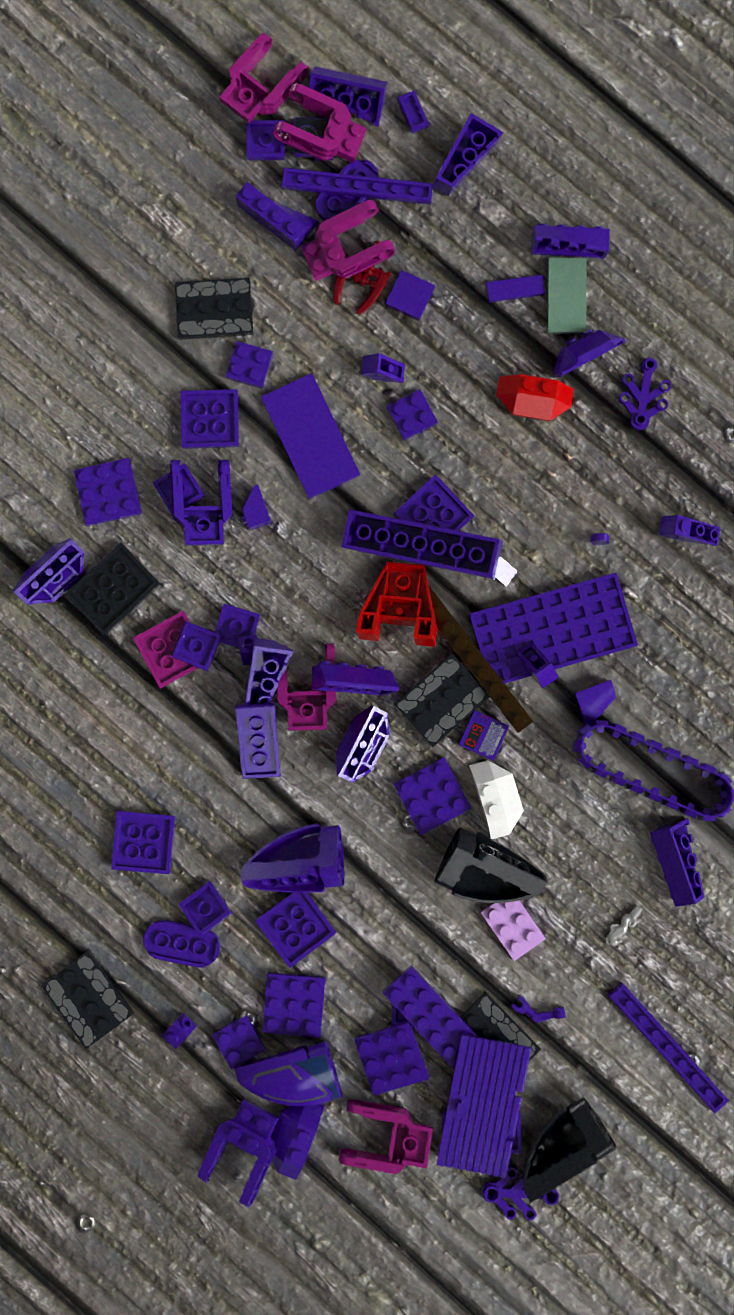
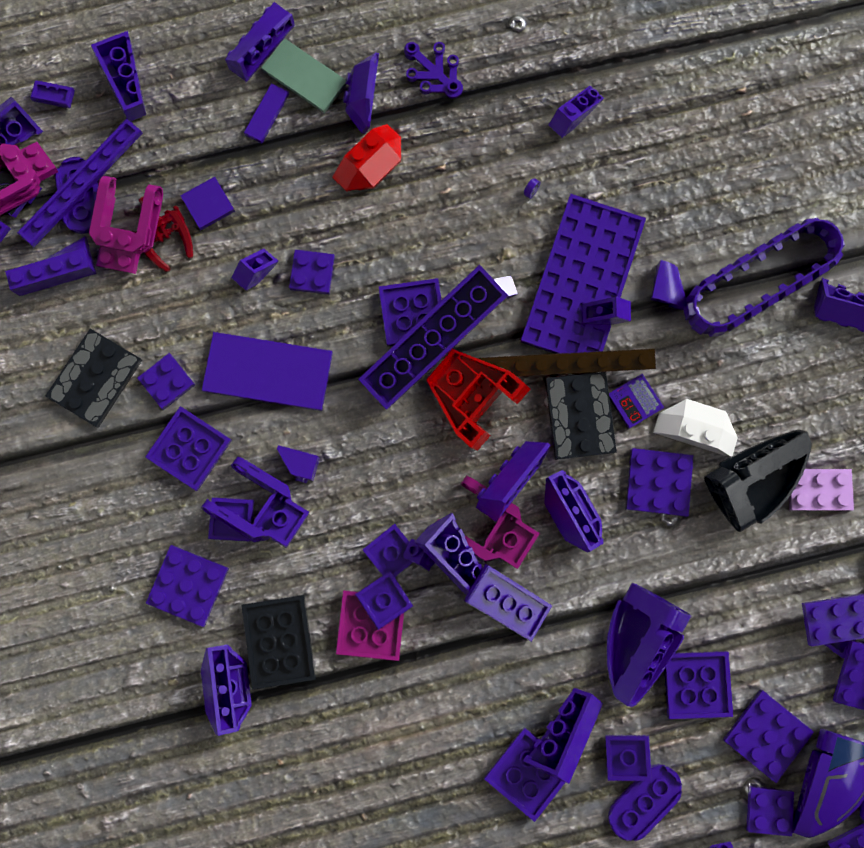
camera: 55 degrees left, 5 degrees down
(188, 851) = (566, 736): none -> dark purple wedge

